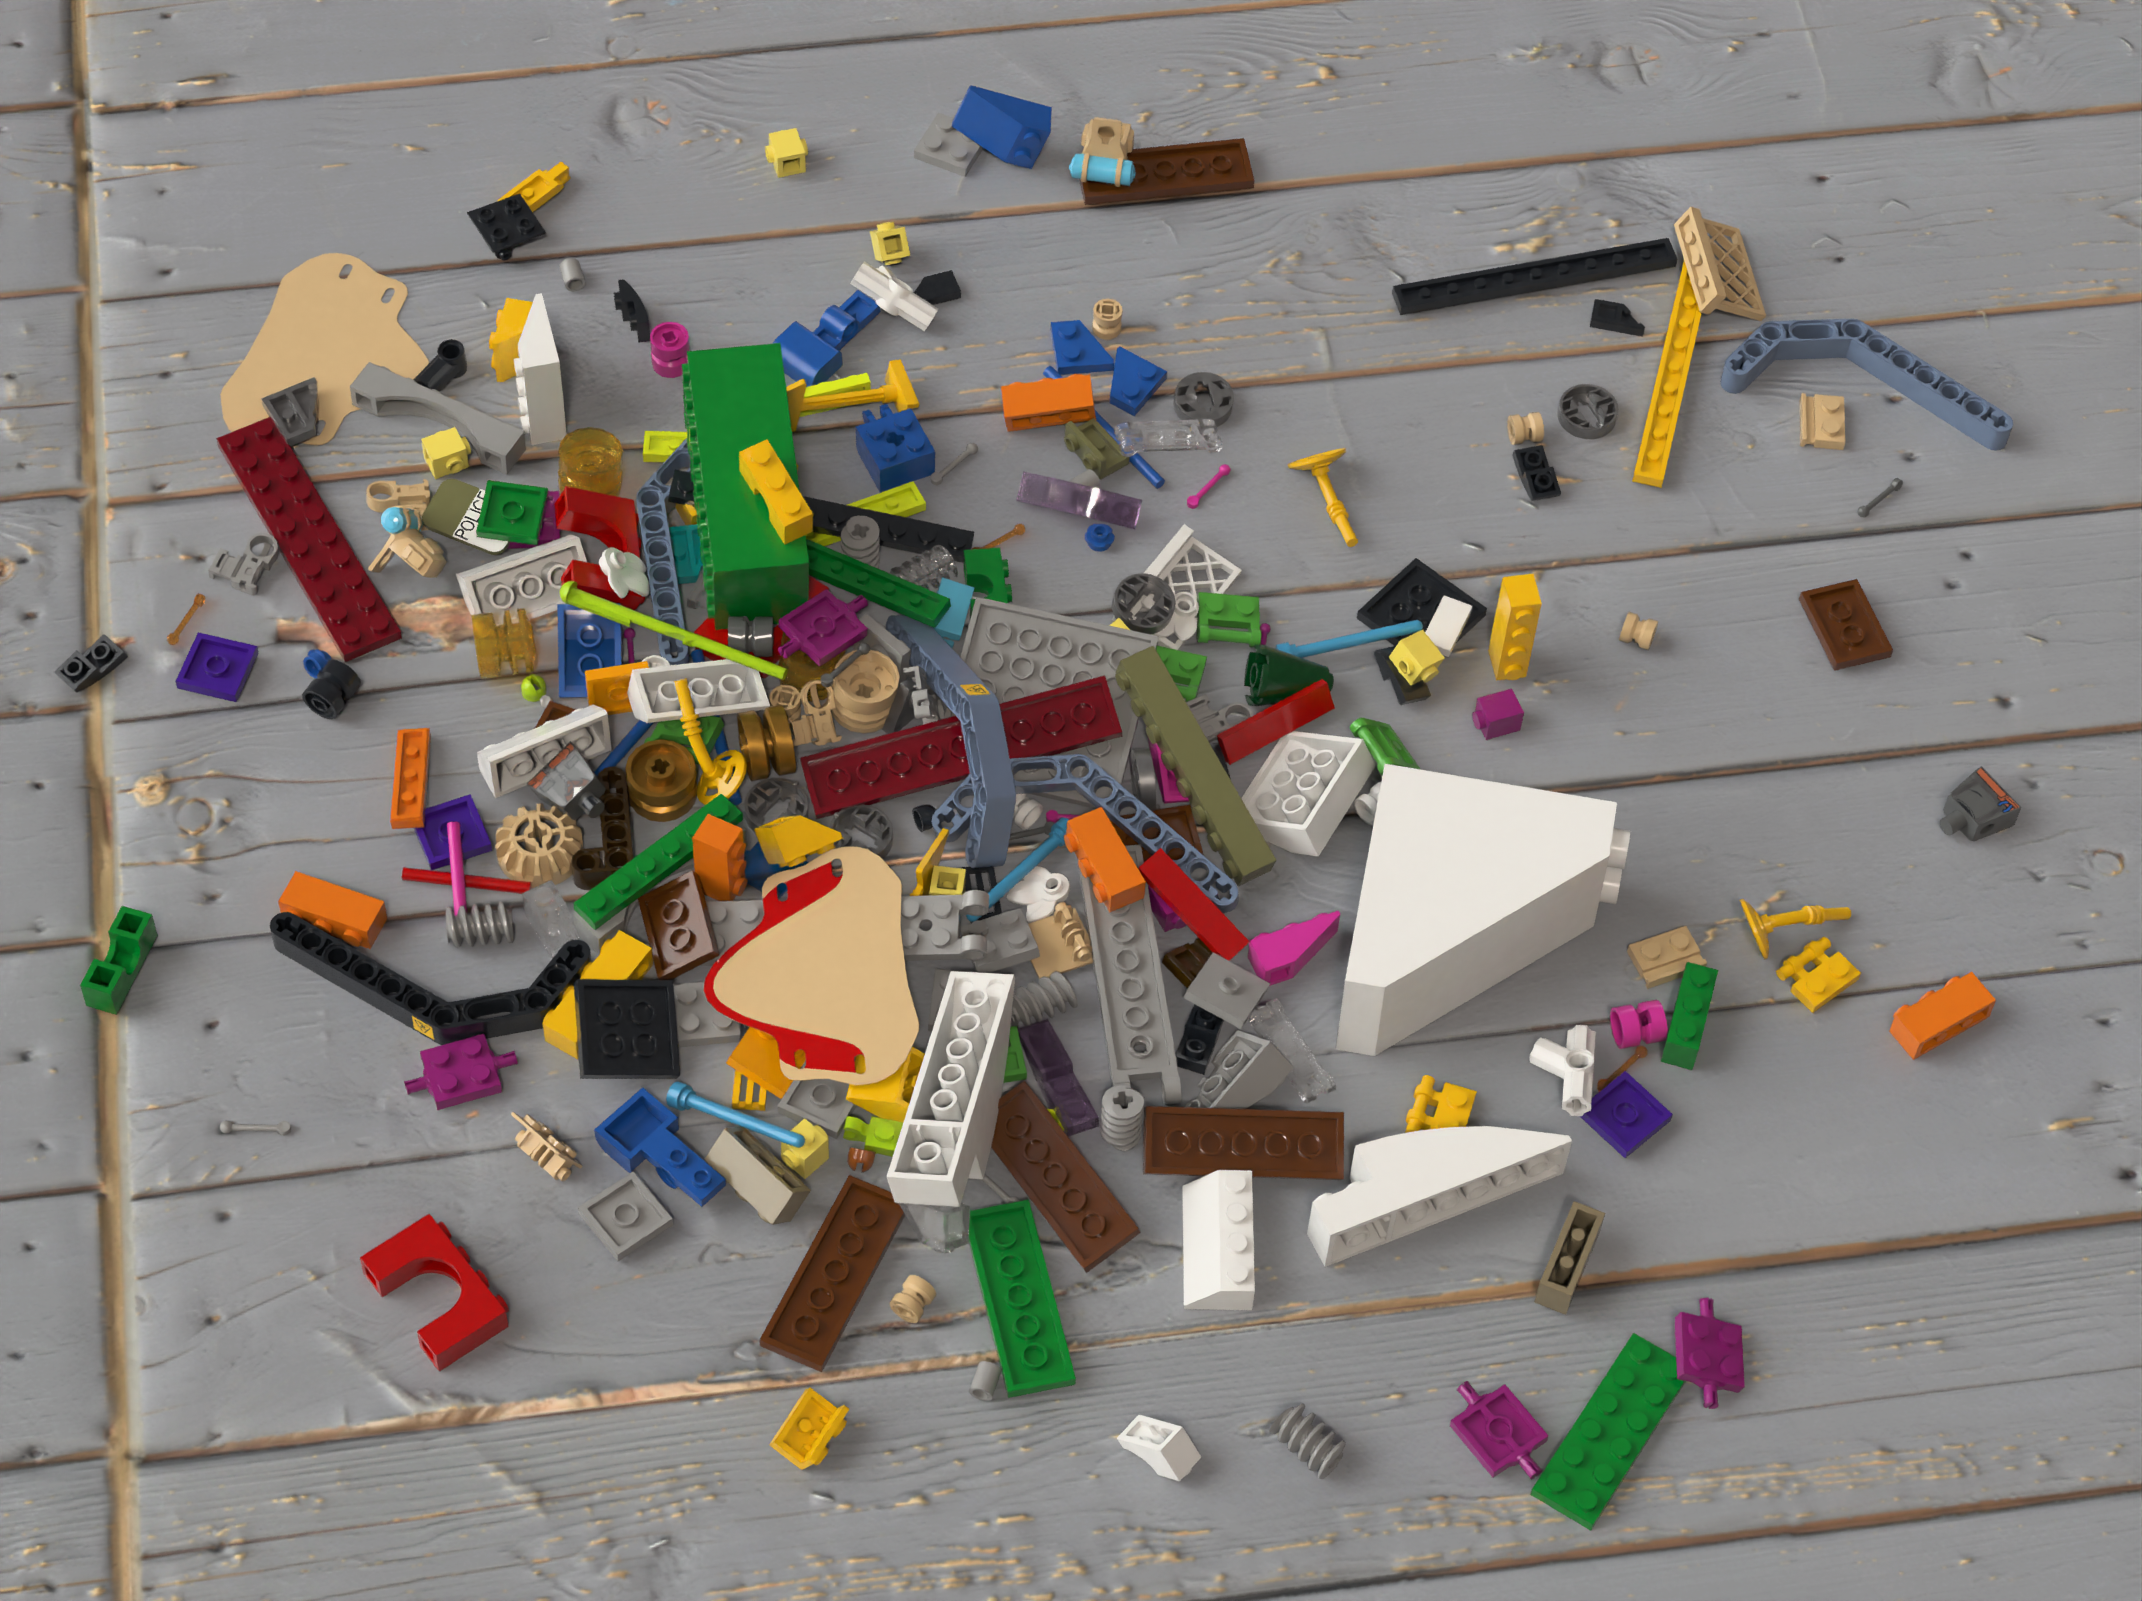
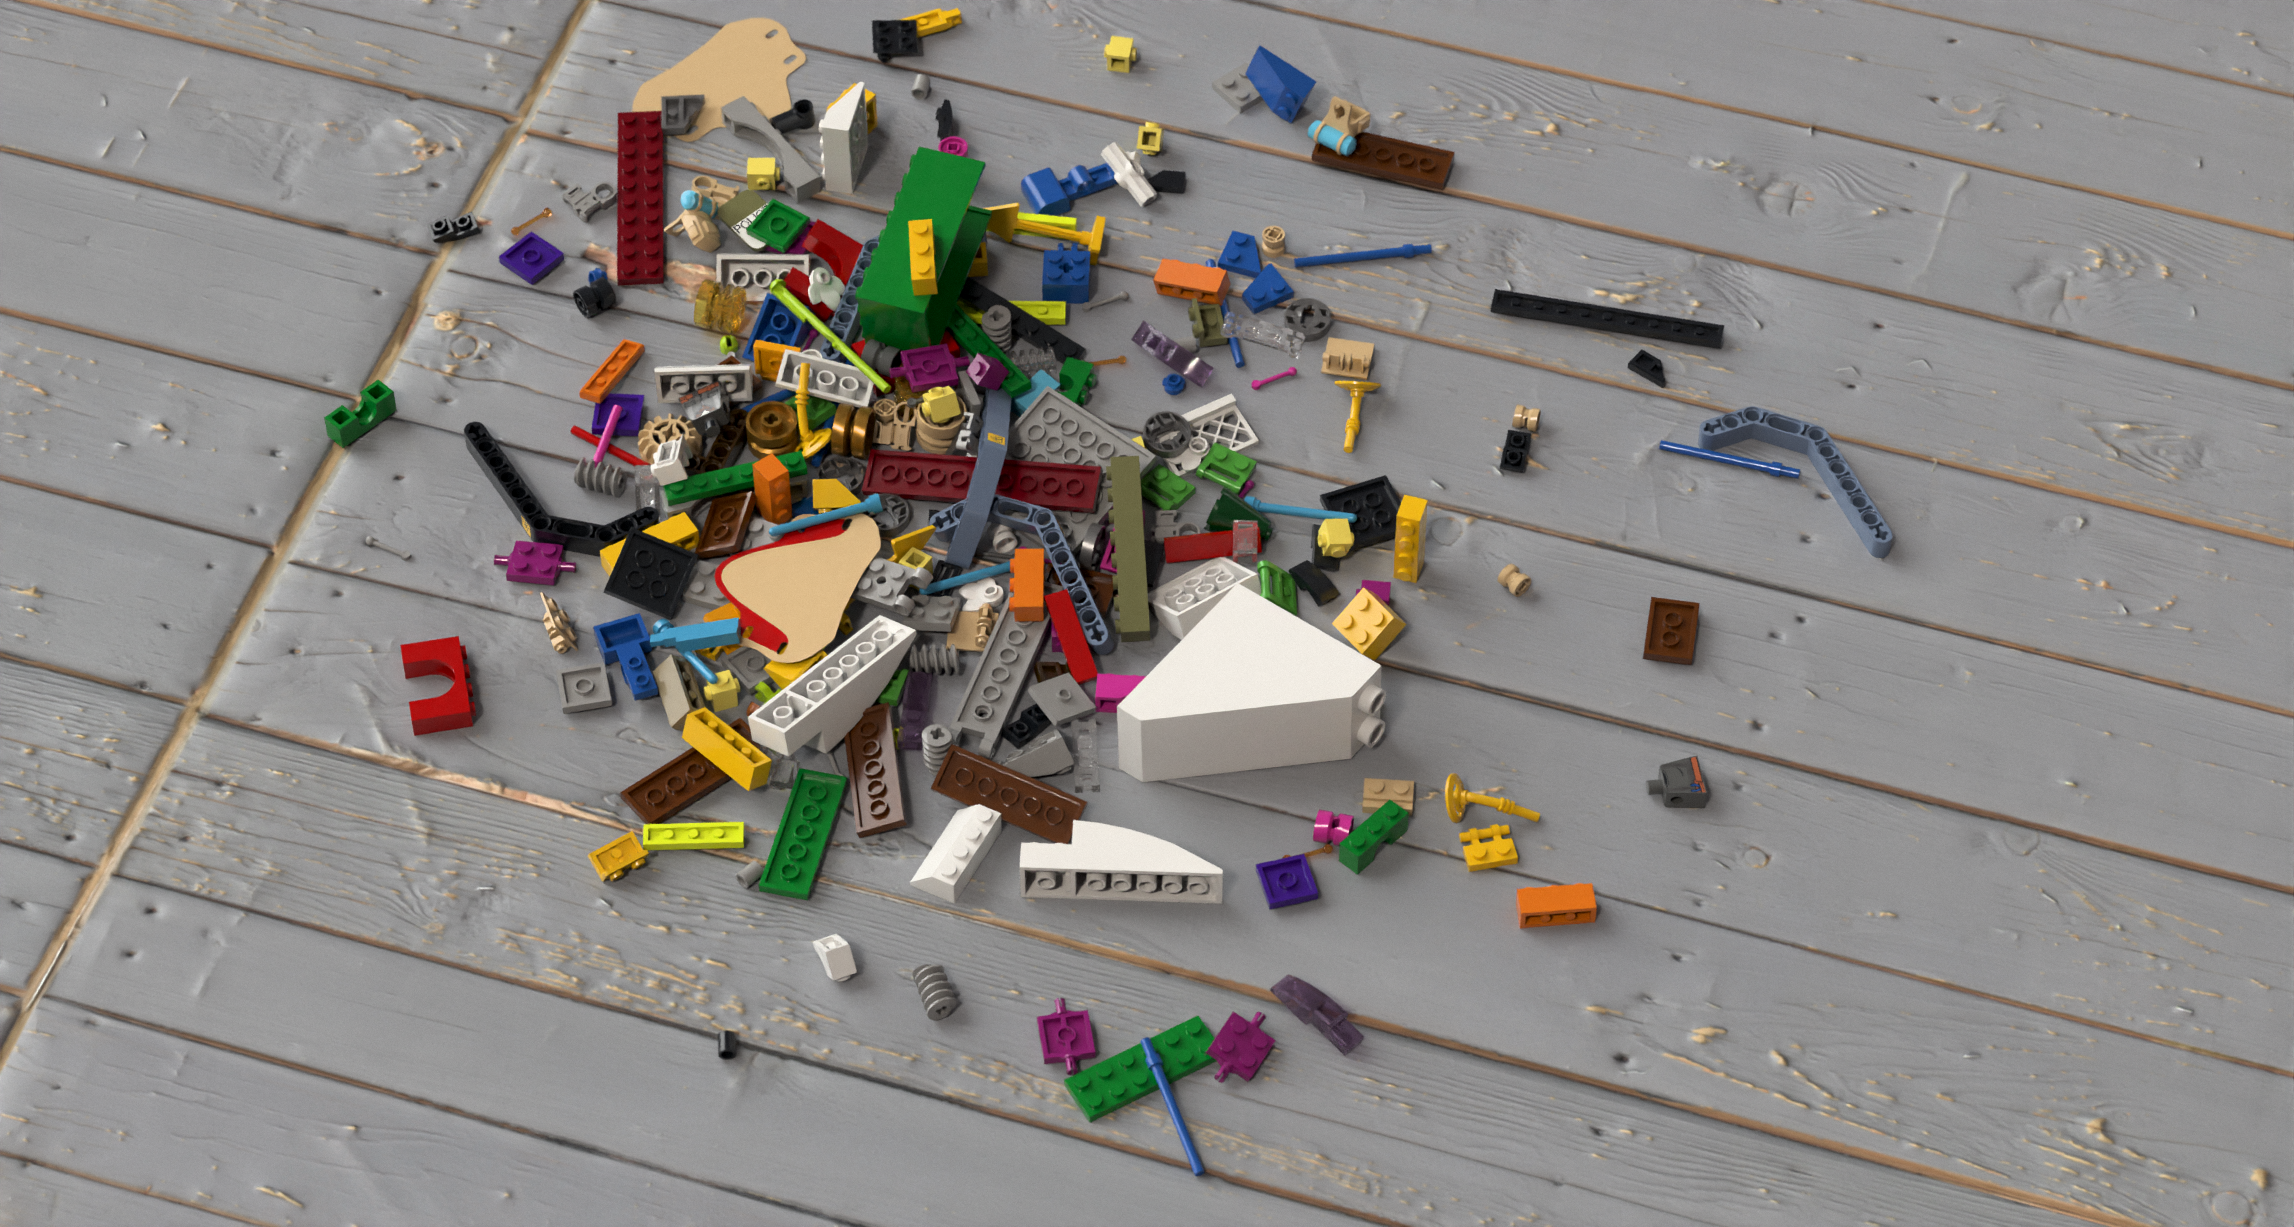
camera: 30 degrees right, 5 degrees down
(334, 909) = (514, 434): orange brick -> none
(572, 871) = (670, 461): none -> white window
(590, 461) = (850, 211): clear yellow wheel -> none
(743, 1088) = (699, 635): none -> dark azure piece
(857, 830) = (871, 504): none -> dark azure piece
(865, 669) = (940, 404): none -> light yellow brick
(869, 1227) = (726, 749): none -> yellow brick
(884, 1359) = (693, 836): none -> neon yellow plate
(894, 606) = (987, 371): none -> magenta brick
(912, 1299) = (734, 807): tan wheel -> none
(1261, 276) = (1407, 251): none -> blue bar
(1278, 430) = (1347, 358): none -> tan hinge
(1319, 704) = (1245, 542): none -> clear slope
(1410, 717) = (1315, 581): none -> black slope
(1448, 624) = (1374, 526): white tile -> none
(1452, 1105) = (1172, 830): yellow plate -> none
(1521, 750) = (1369, 624): none -> yellow brick
(1569, 1257) = (1182, 950): dark tan brick -> none
(1572, 1064) = (1267, 836): white piece -> none
(1599, 401) = (1591, 412): flat silver piece -> none
(1631, 1420) = (1155, 1064): none -> blue bar
(1669, 386) = (1664, 417): yellow plate -> none
(1706, 270) = (1733, 345): tan fence -> none
(1769, 1263) = (1318, 1009): none -> clear purple slope
(1822, 421) = (1755, 491): tan plate -> none
(1827, 386) = (1774, 468): none -> blue bar
(1896, 484) = (1780, 552): dark grey hinge -> none

